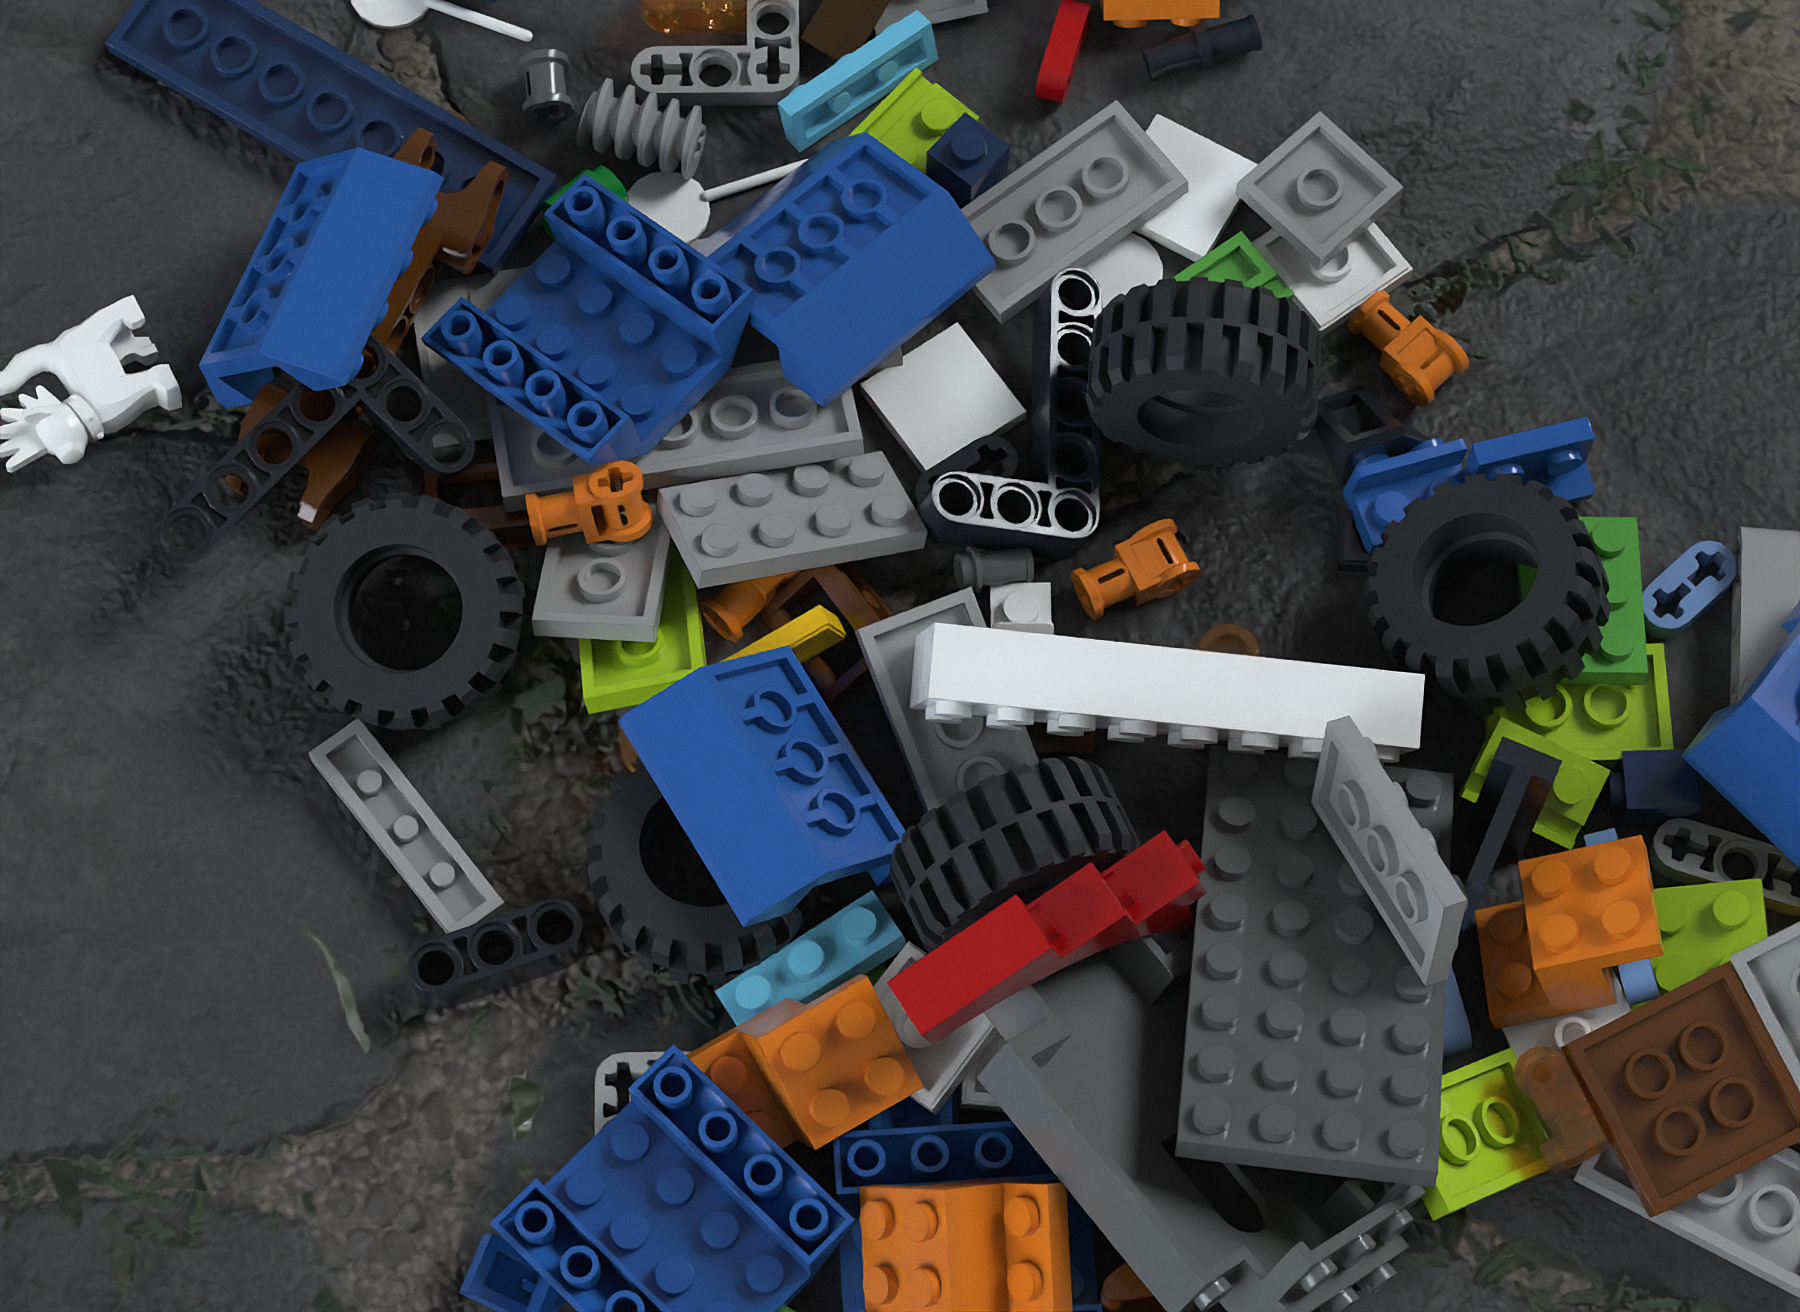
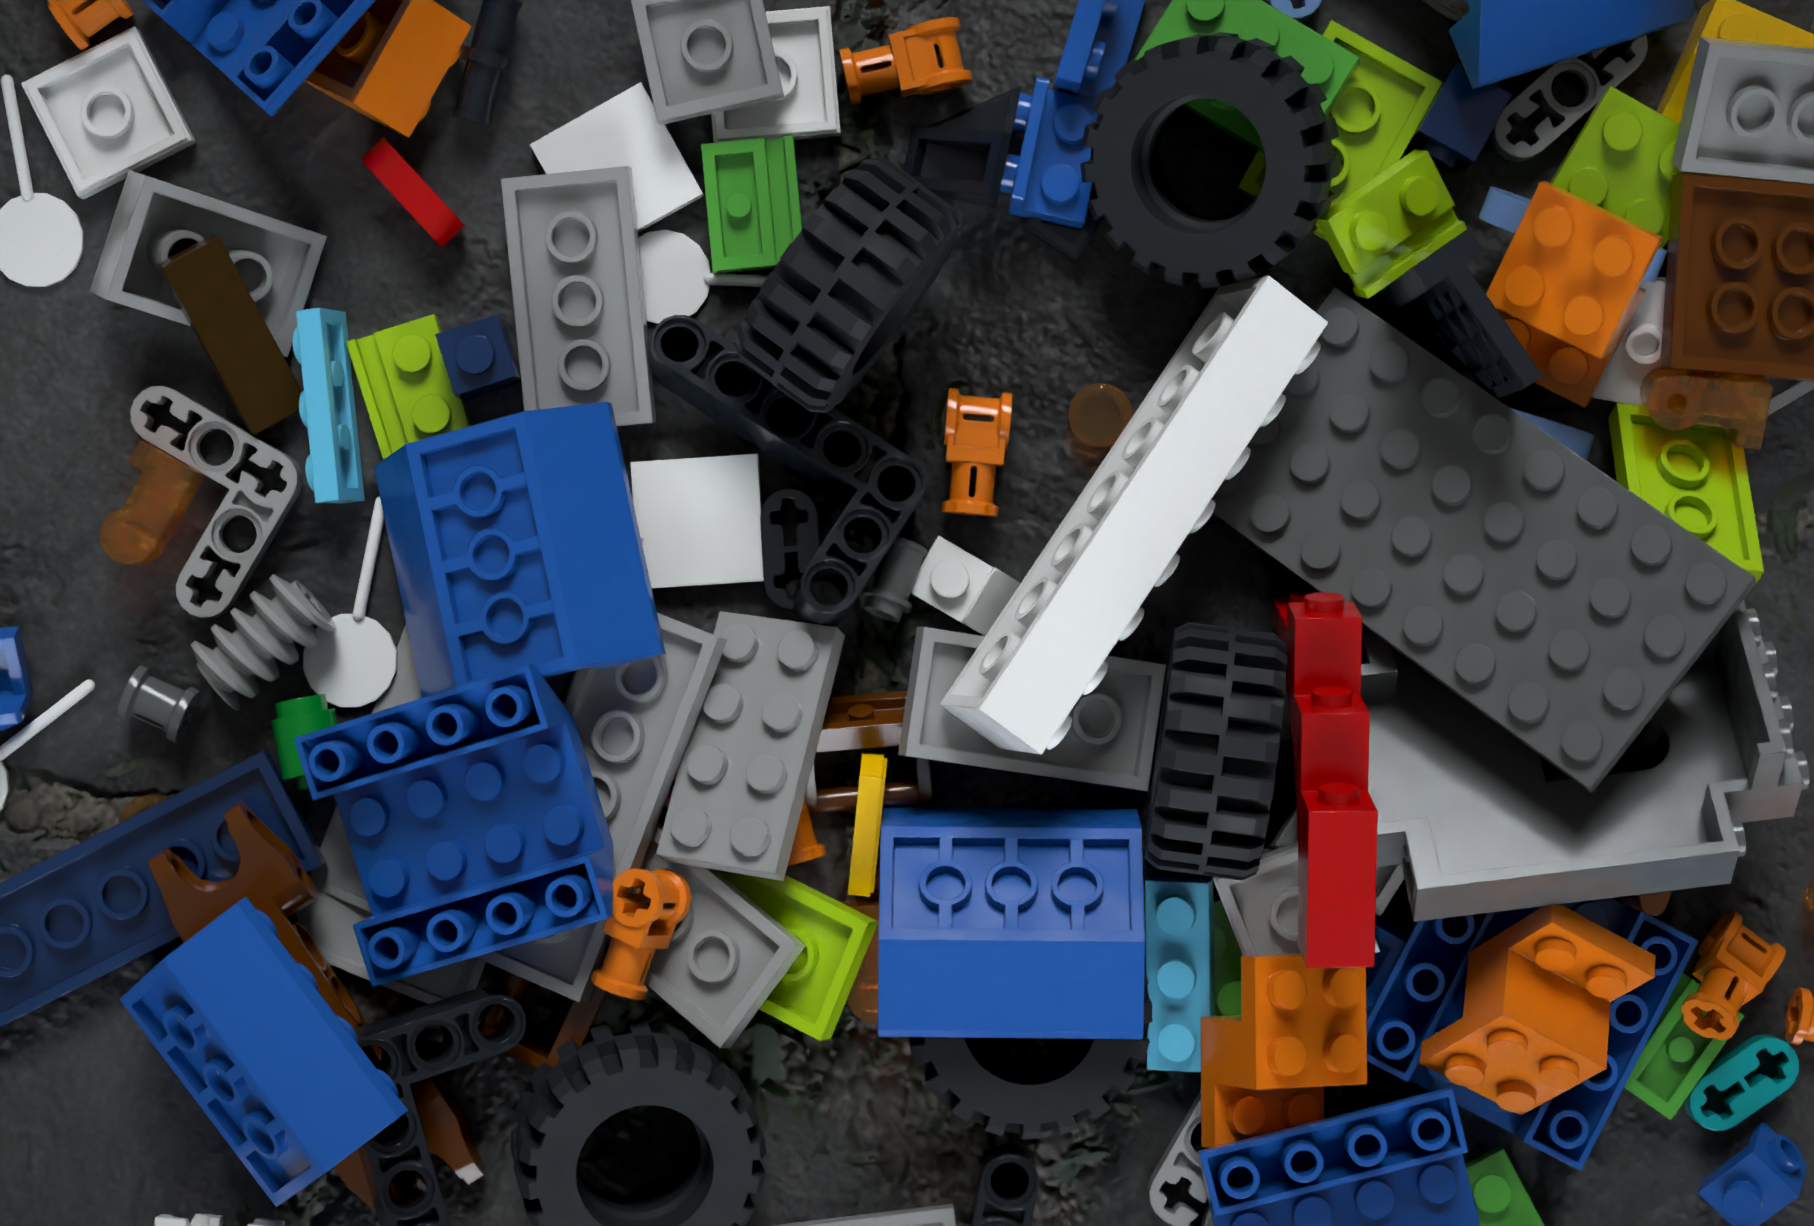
camera: 55 degrees left, 20 degrees up
(1389, 850) = (1429, 421): light grey plate -> none

